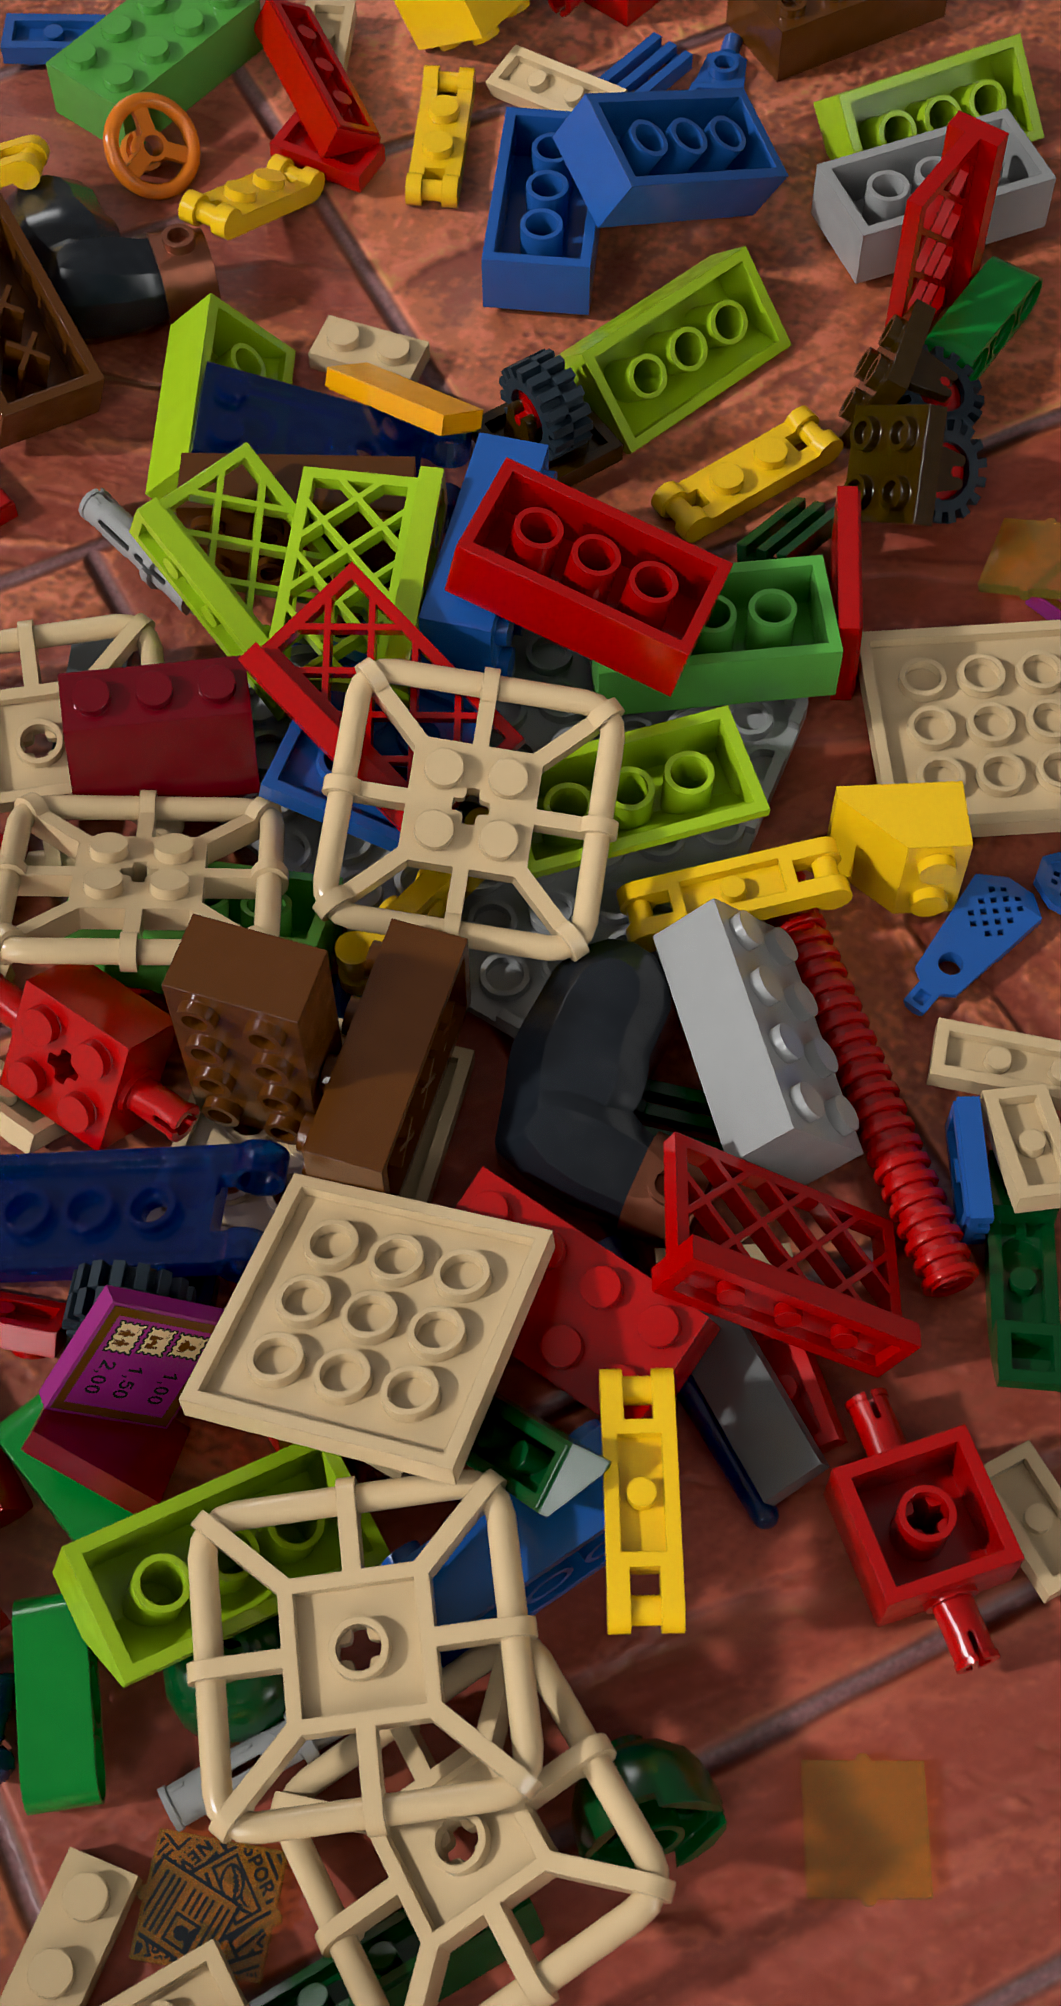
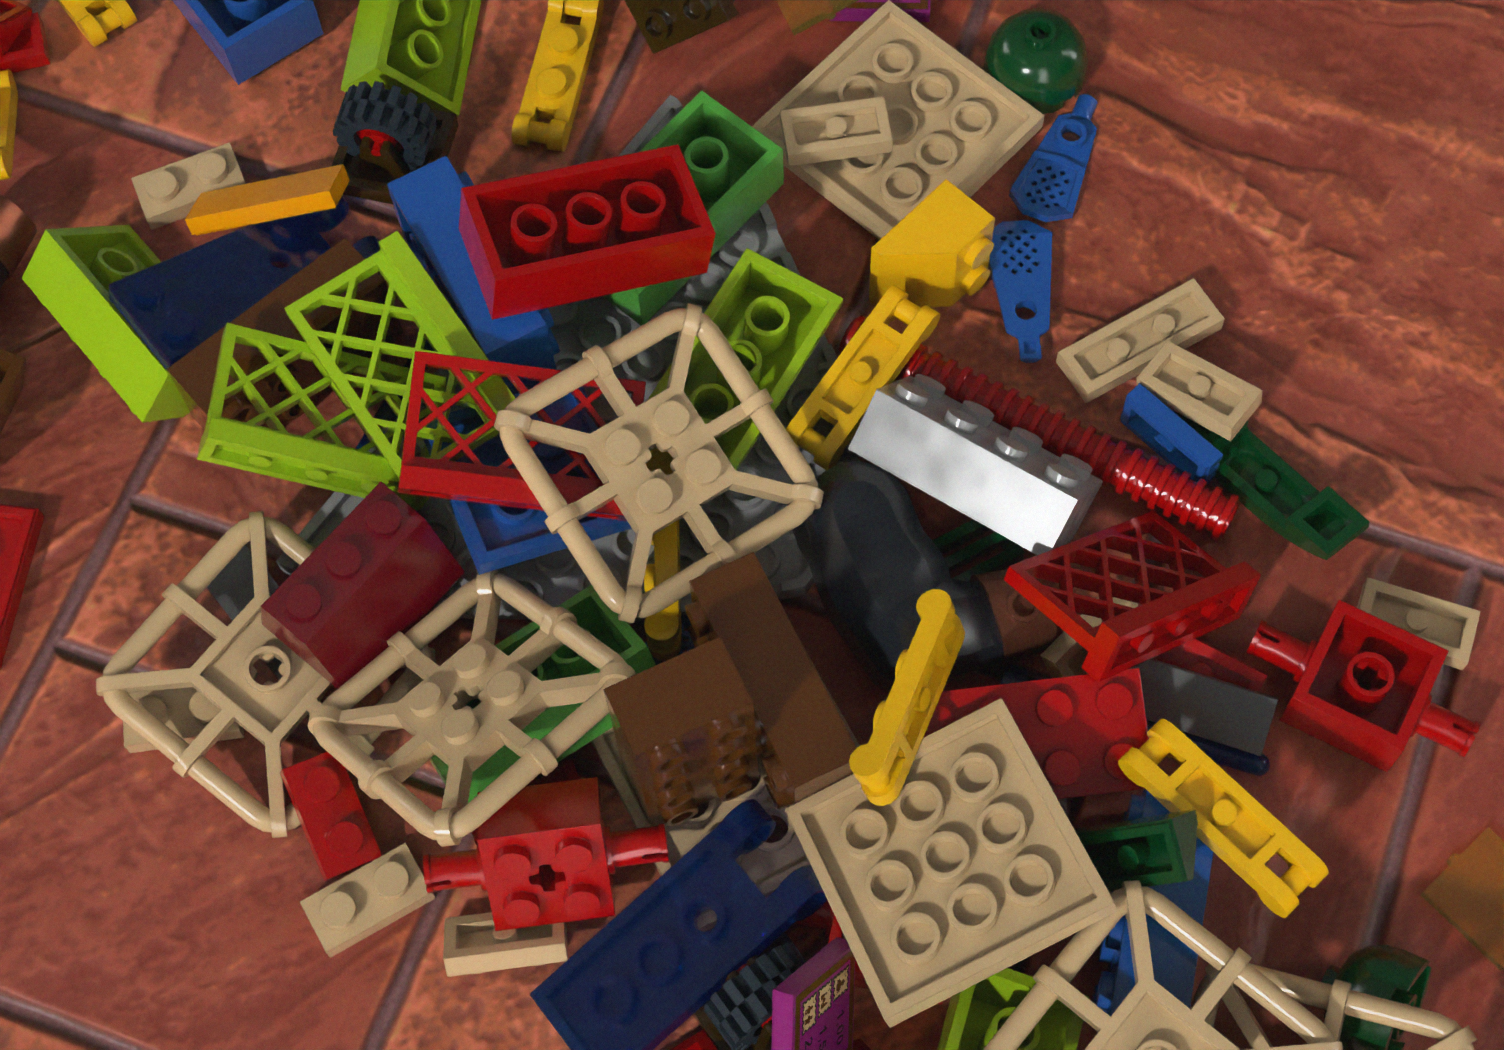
camera: 40 degrees left, 5 degrees up
(114, 524) = (168, 466): light grey pin -> none
(473, 1164) = (906, 713): none -> yellow plate
(788, 532) = (619, 95): dark green tile -> none
(846, 584) = (695, 69): red tile -> none
(922, 684) = (836, 131): none -> tan plate

